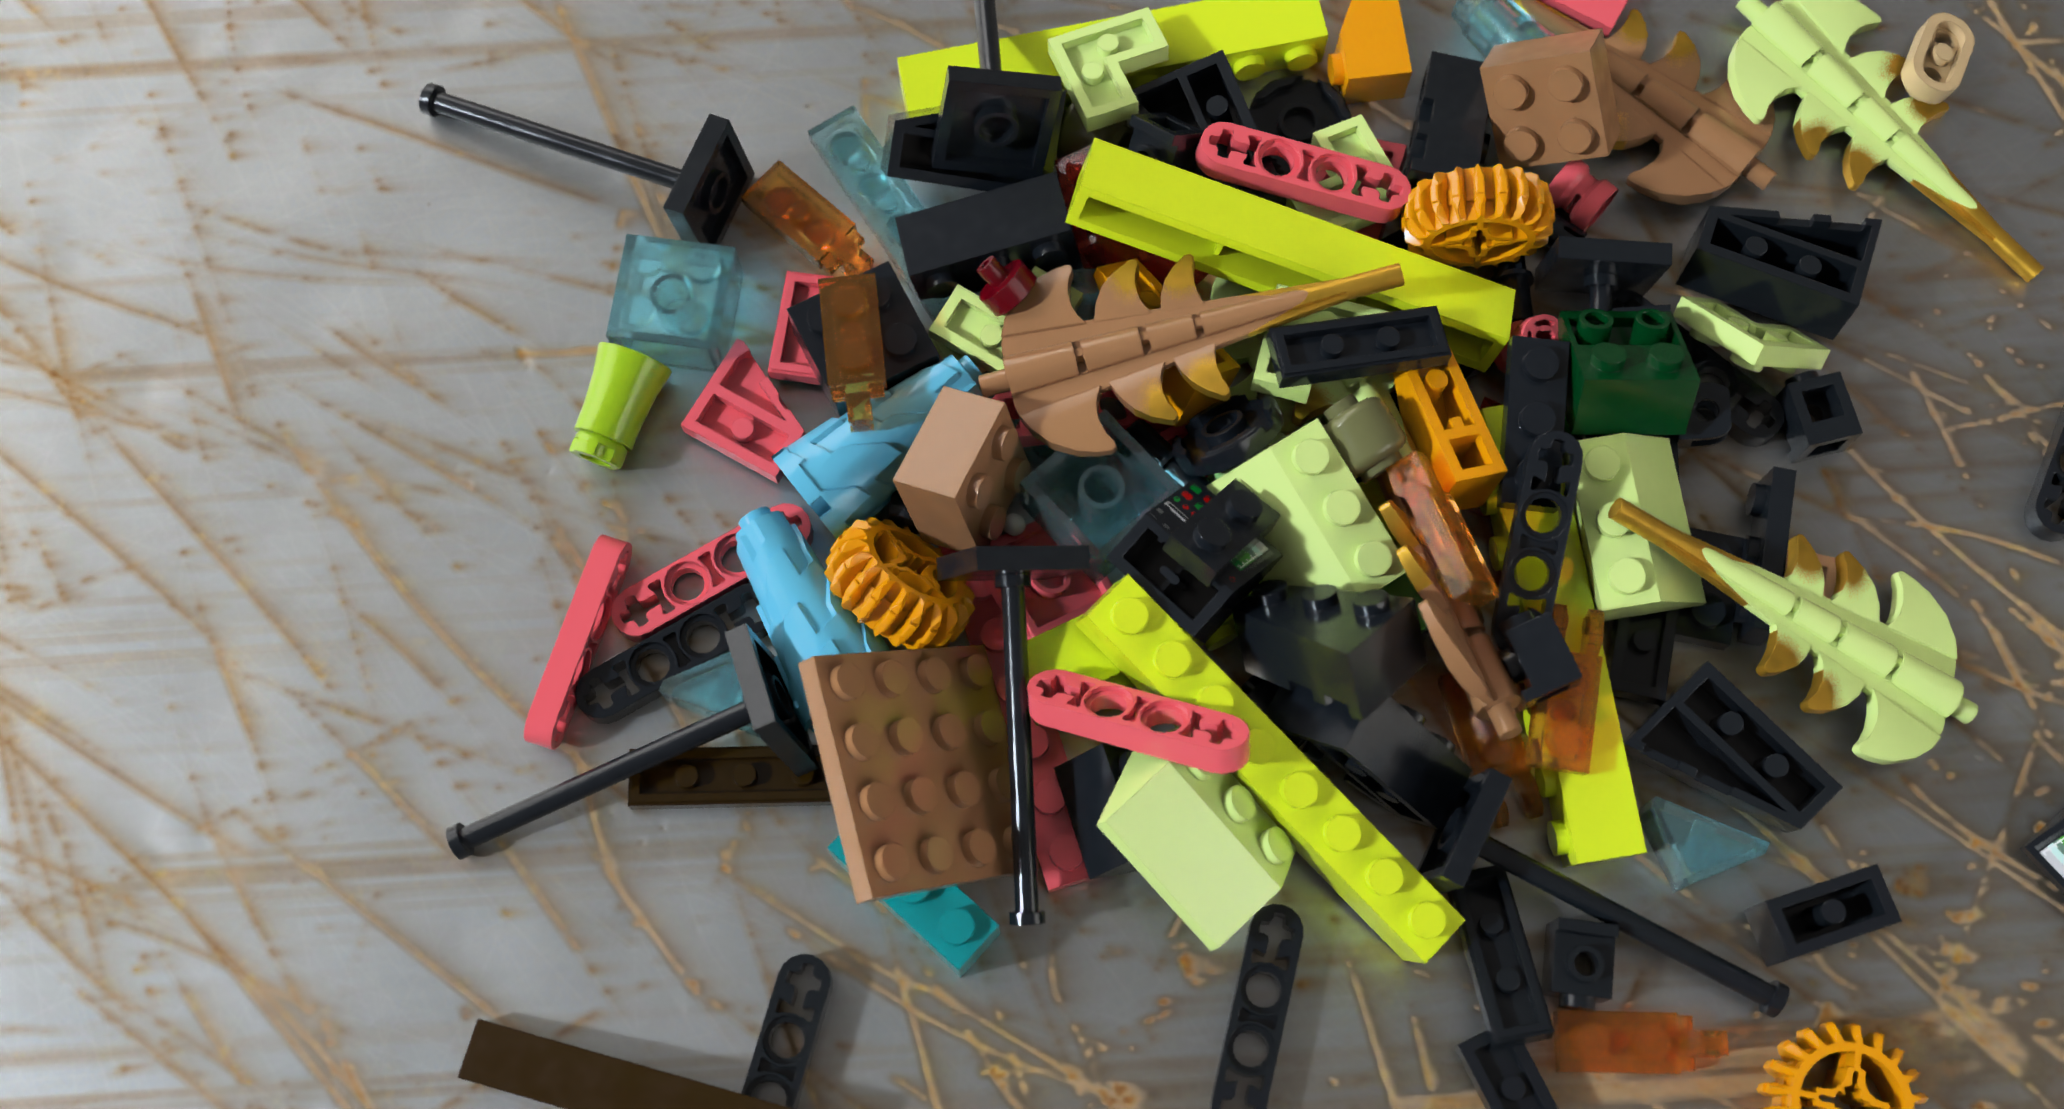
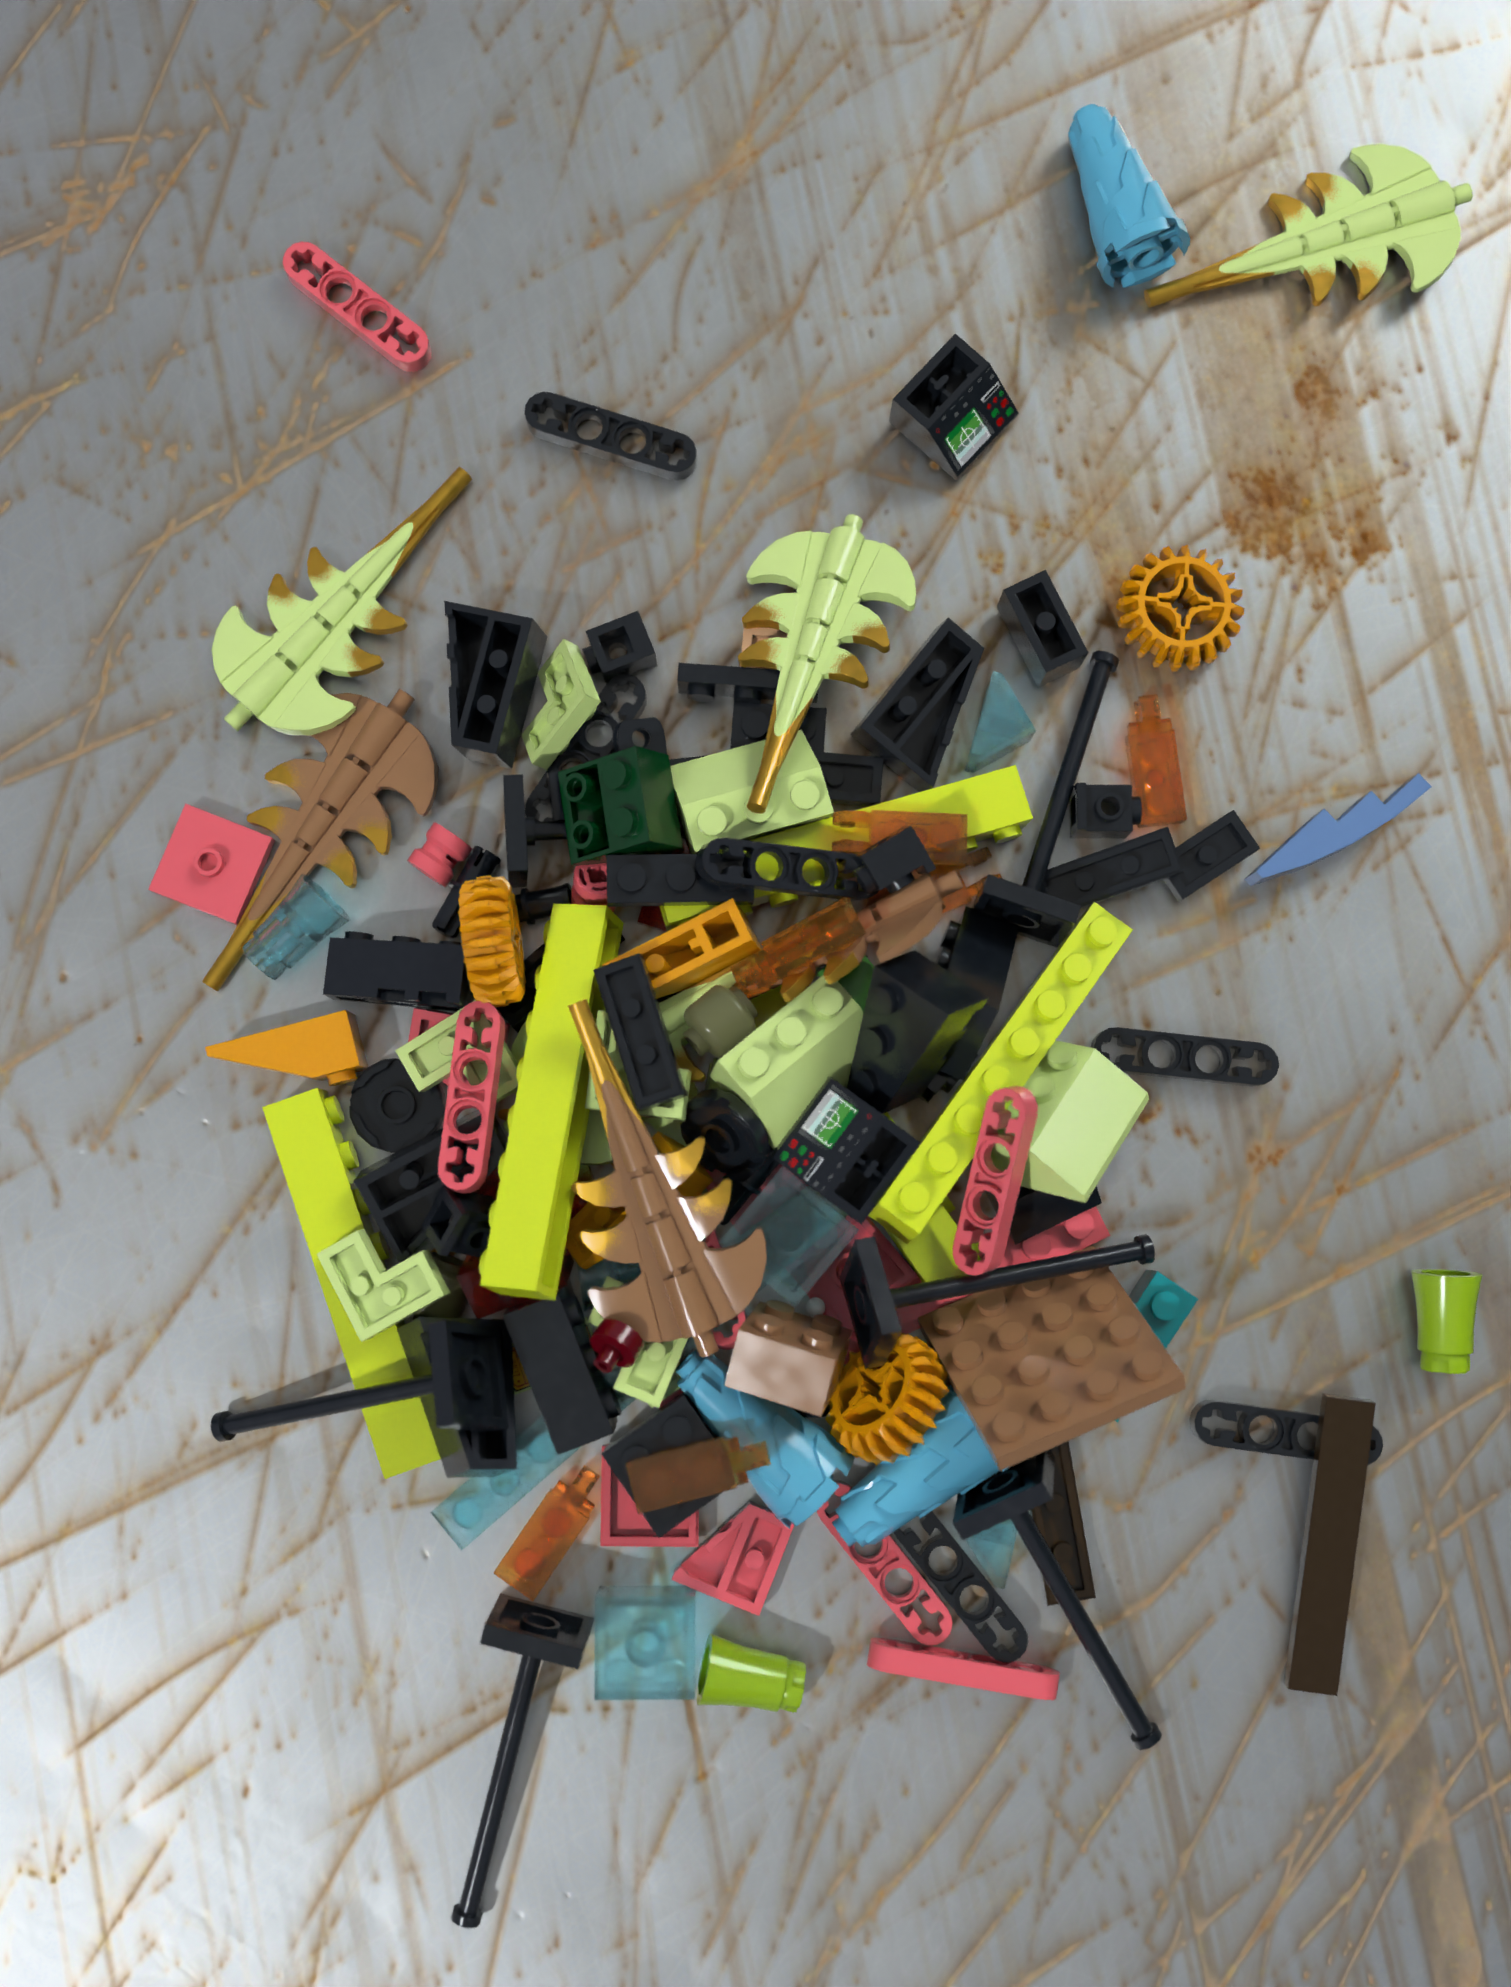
camera: 100 degrees left, 10 degrees up
(1221, 532) = (829, 1130): black plate -> none
(1551, 99) = (367, 886): medium nougat brick -> none
(1937, 58) = (277, 559): tan plate -> none

